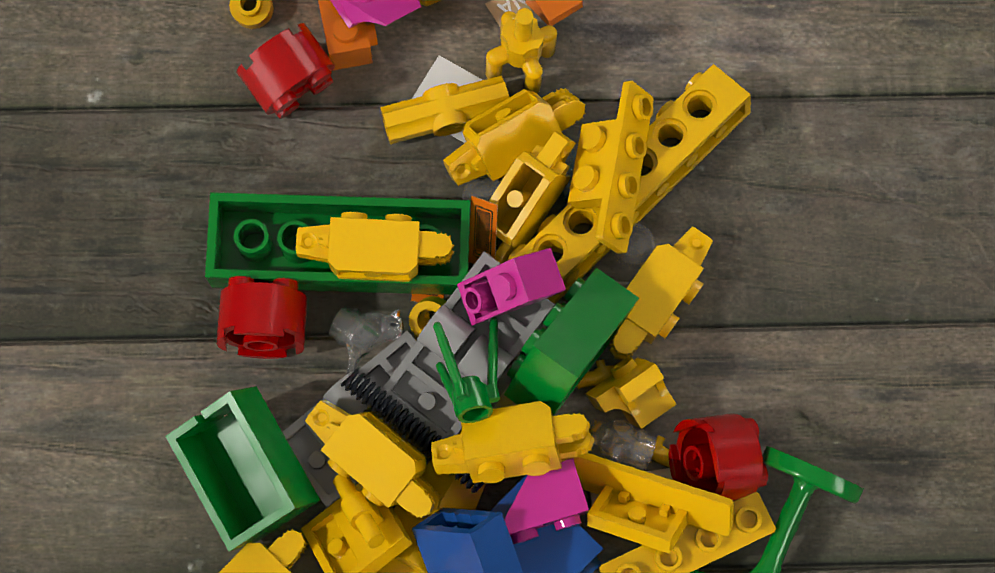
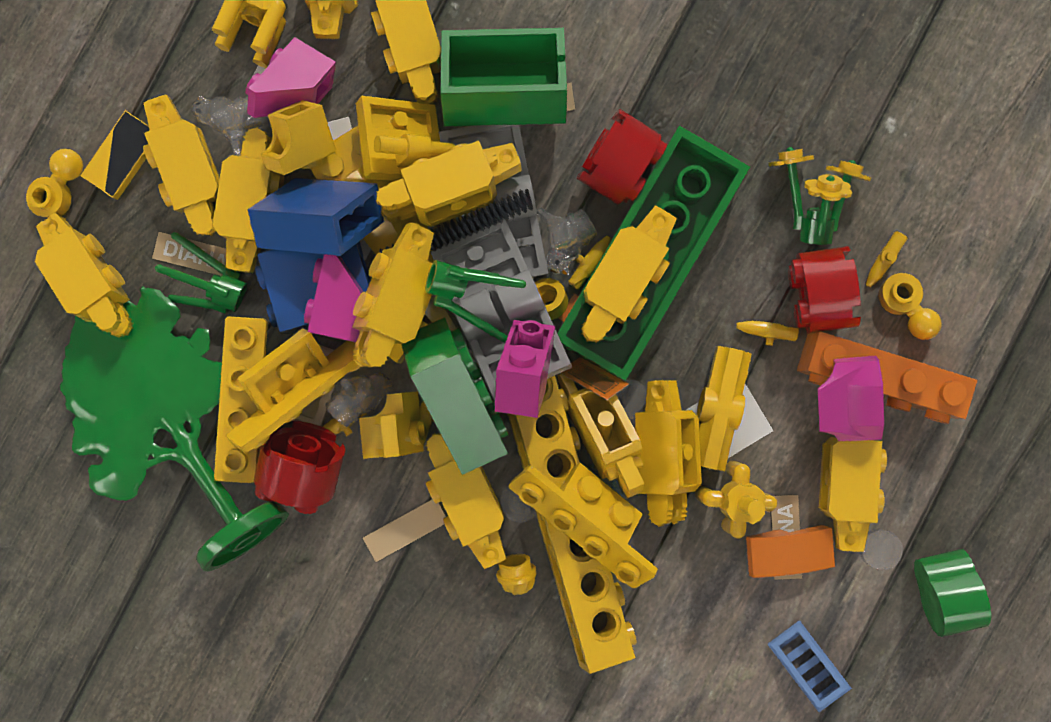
camera: 125 degrees right, 10 degrees up
(223, 109) = (819, 223): none -> plant
(224, 36) = (886, 258): none -> yellow helmet
(349, 105) = (769, 331): none -> yellow helmet
(375, 300) = (588, 263): none -> yellow helmet
(700, 210) = (516, 574): none -> yellow plate
(720, 337) = (404, 530): none -> tan sticker

